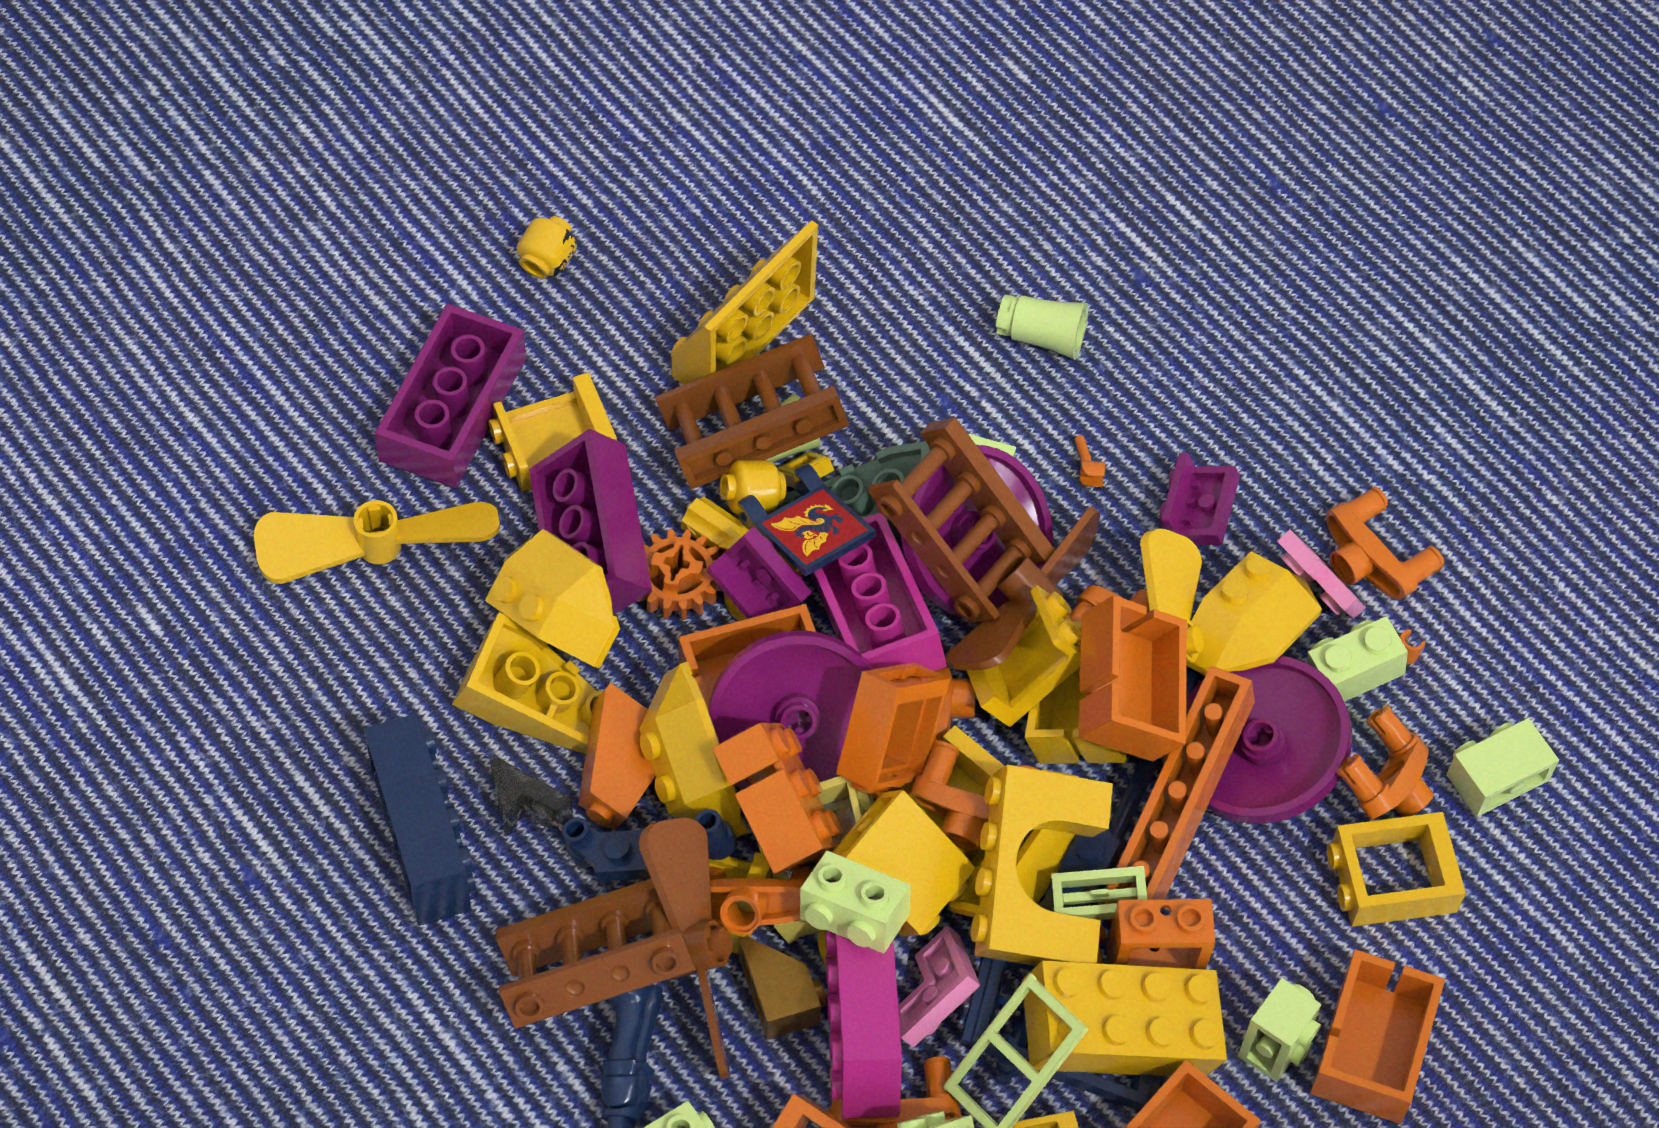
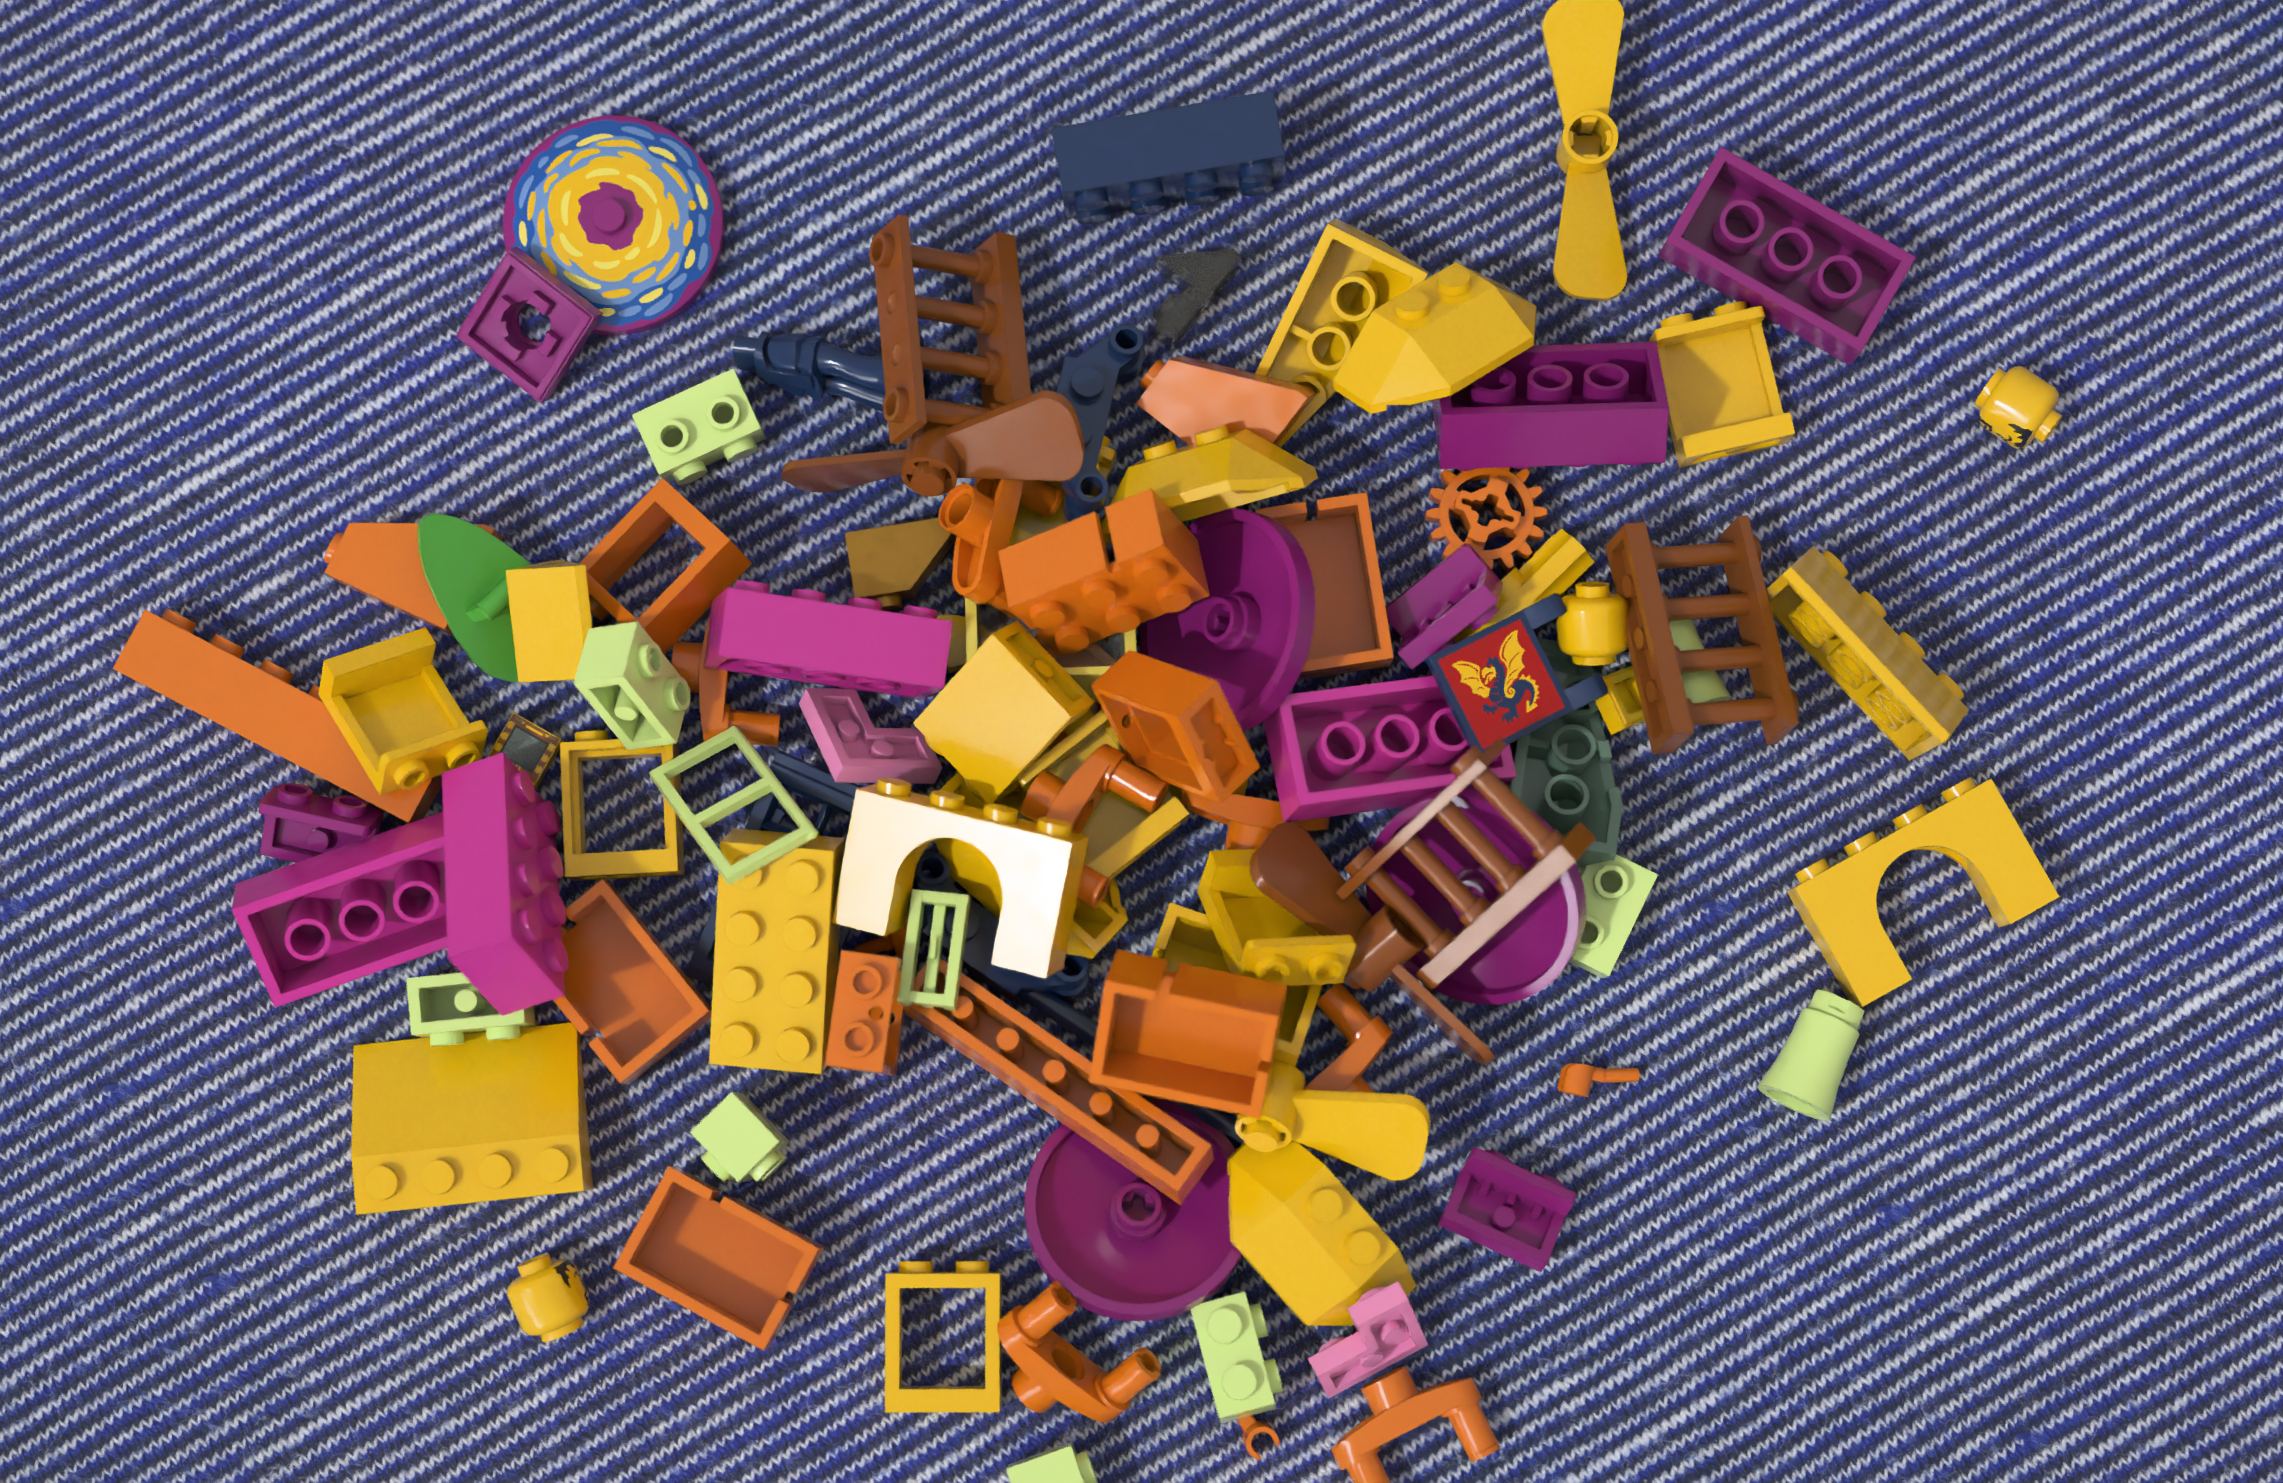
camera: 105 degrees right, 25 degrees up
(855, 902) = (938, 638): yellowish green brick -> none
(922, 319) = (1970, 829): none -> yellow arch

